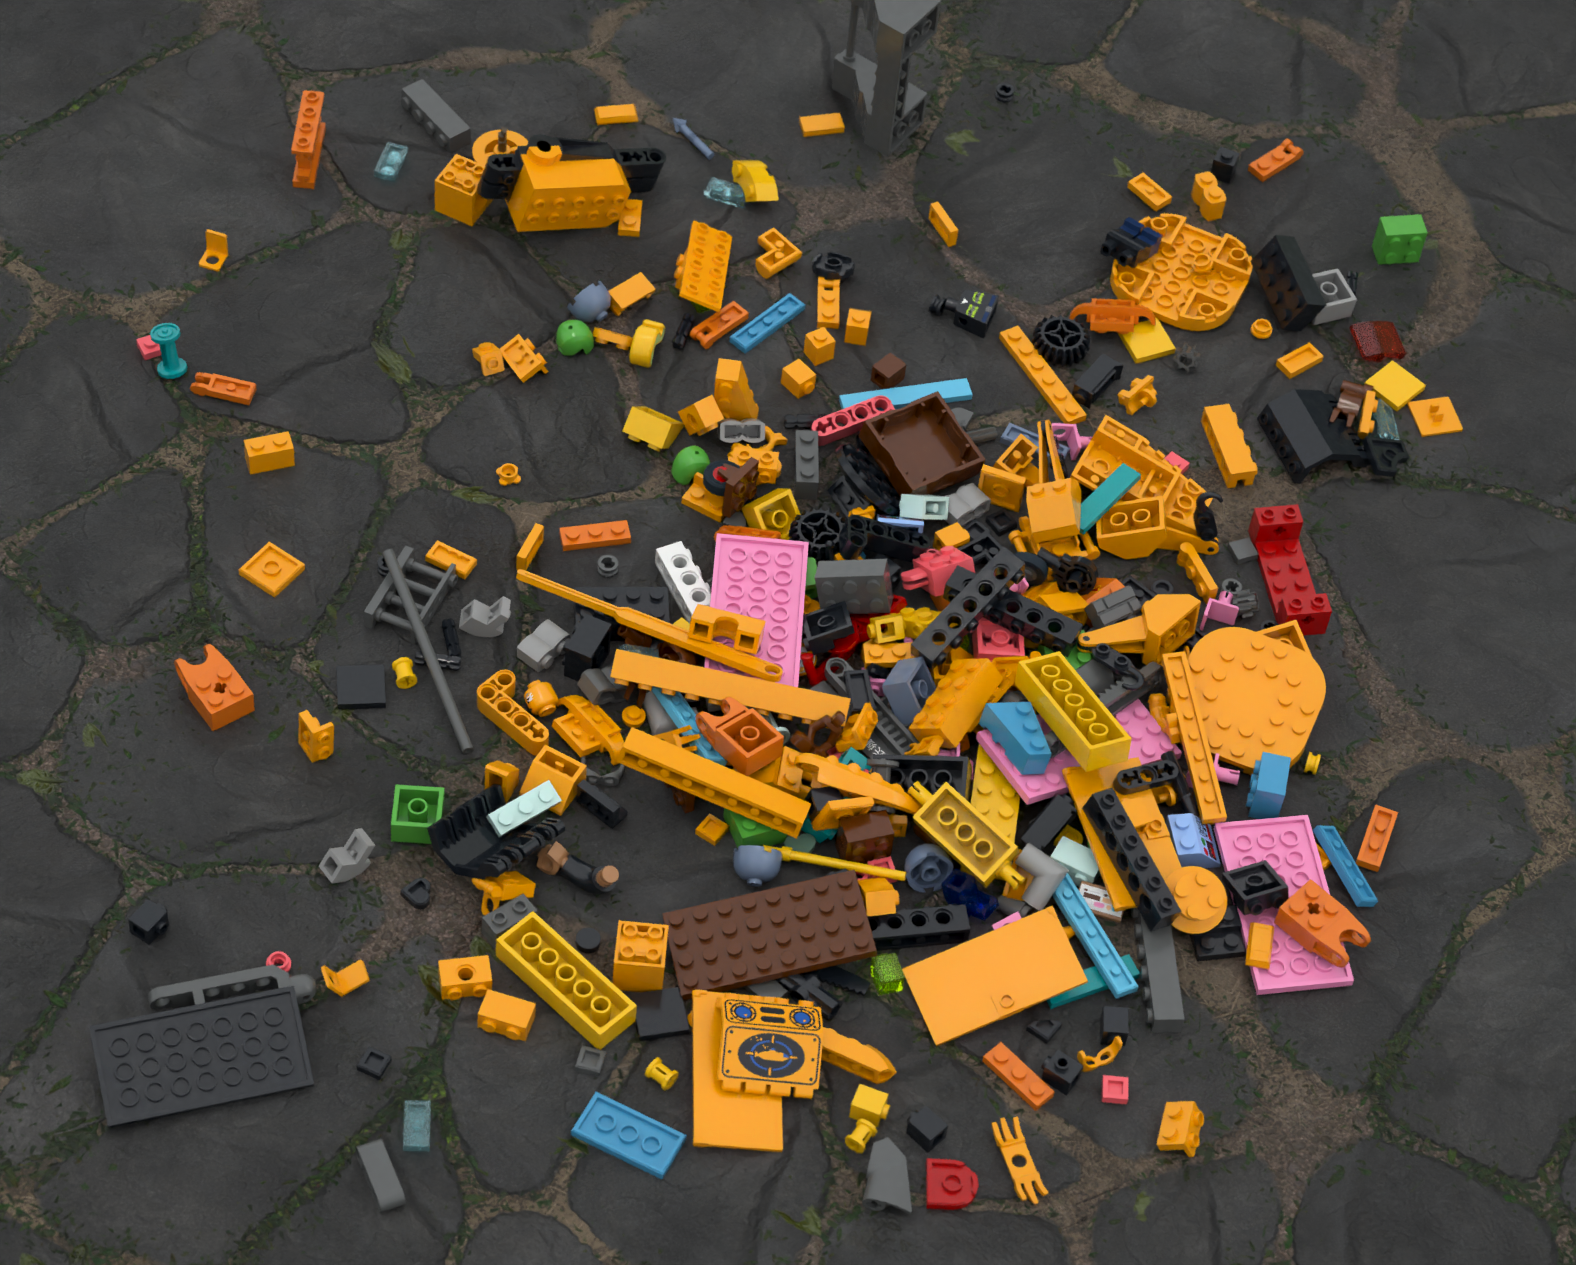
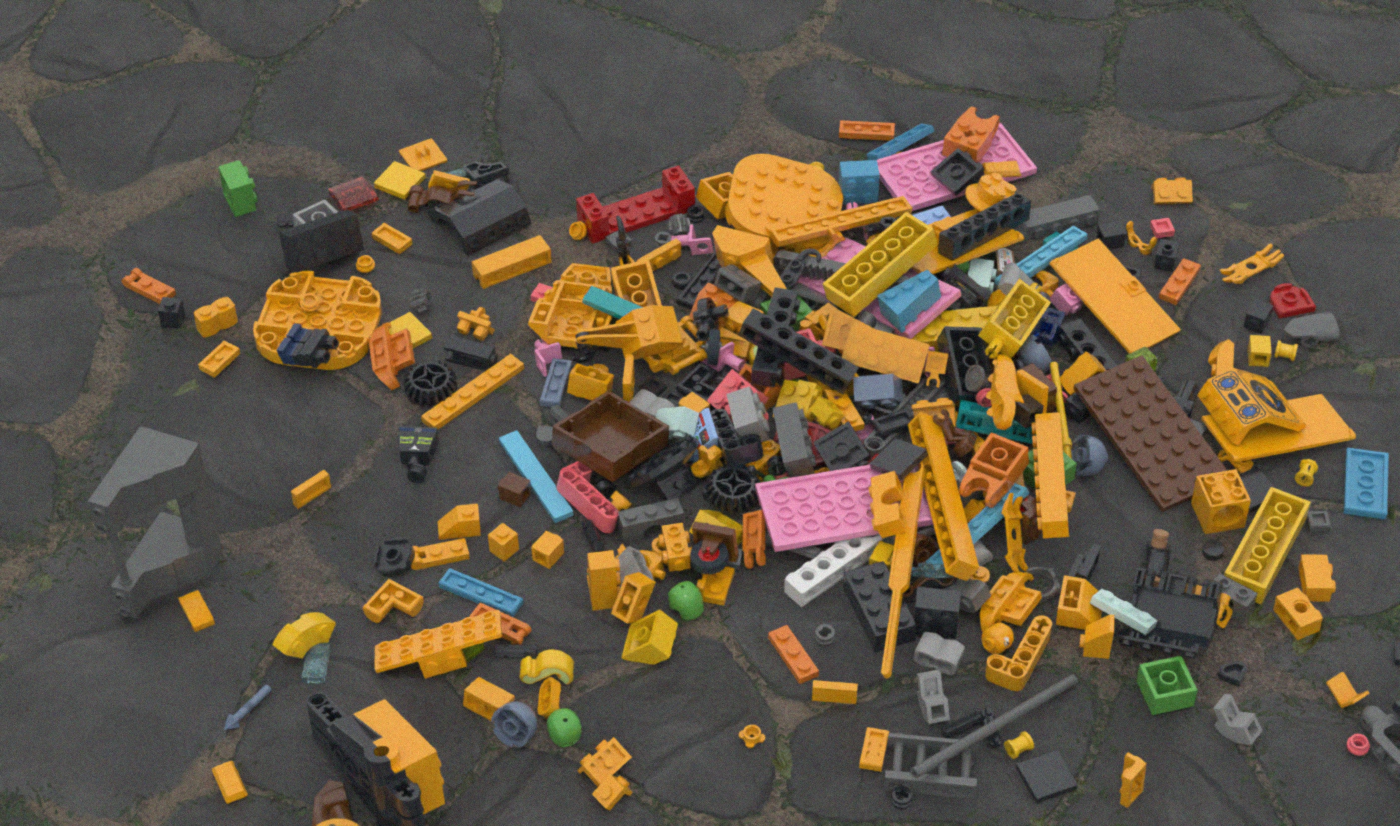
camera: 100 degrees left, 5 degrees down
(789, 660) = (898, 457): none -> black tile
(834, 440) = (620, 501): none -> light orange plate
(896, 543) = (748, 413): none -> light grey brick

